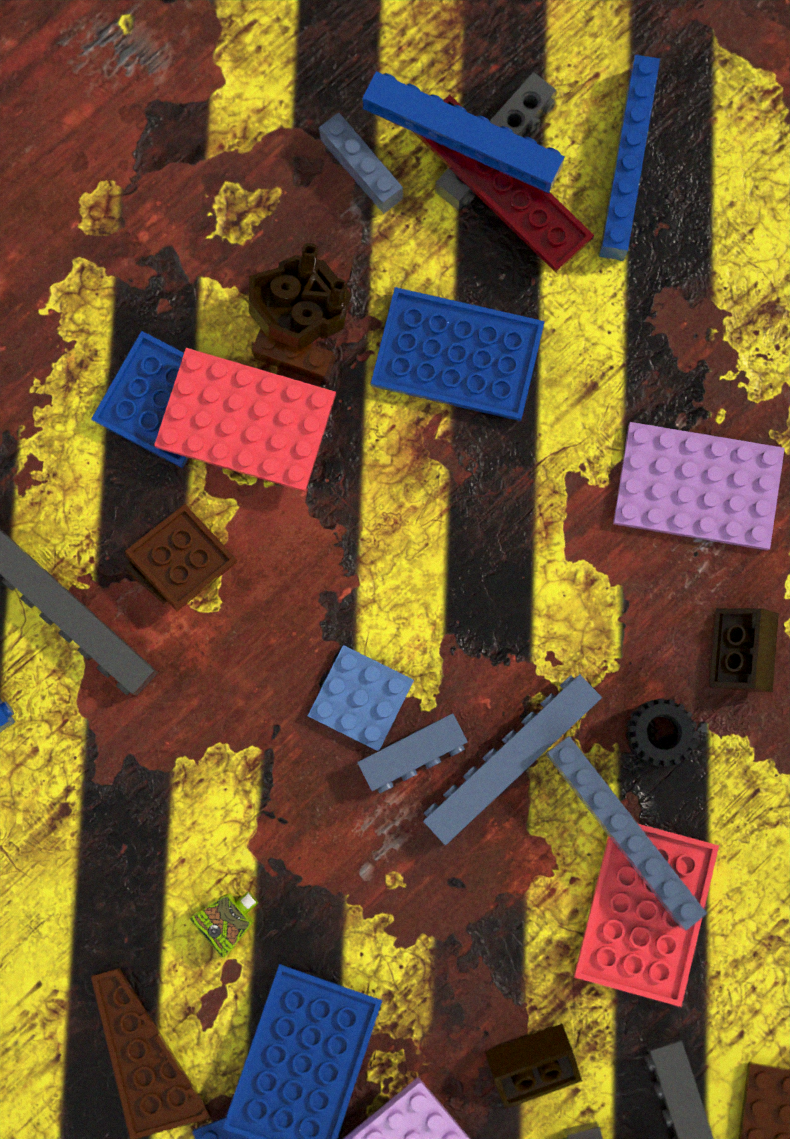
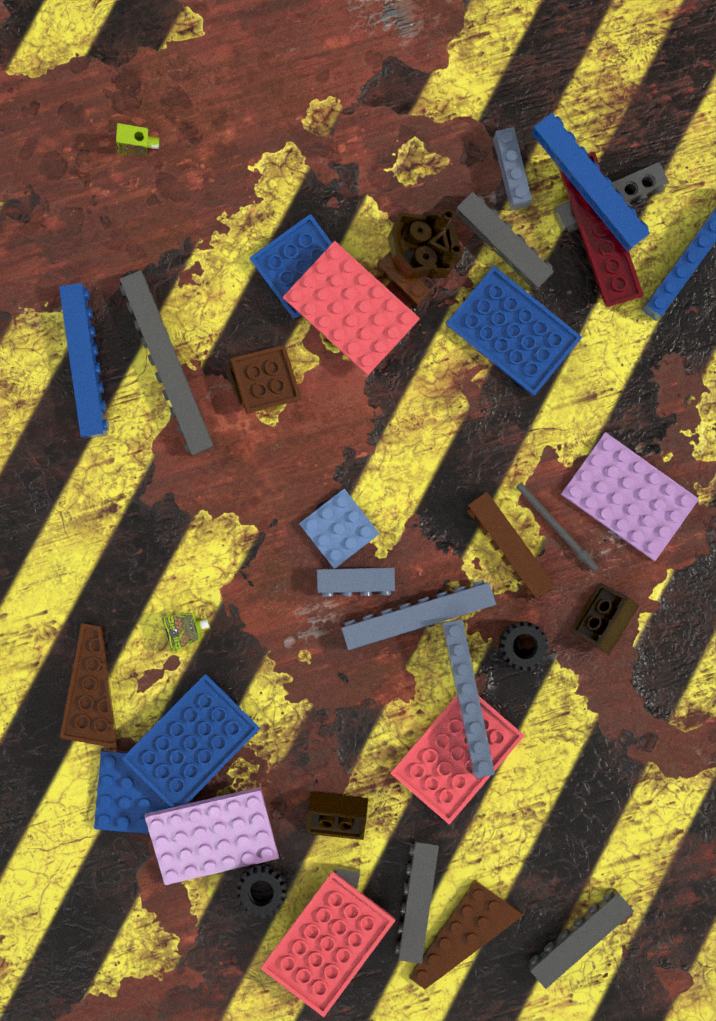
camera: 15 degrees right, 5 degrees up
(393, 252) = (504, 241): none -> dark grey brick
(583, 616) = (510, 545): none -> reddish brown brick
(676, 584) = (582, 554): none -> dark grey bar

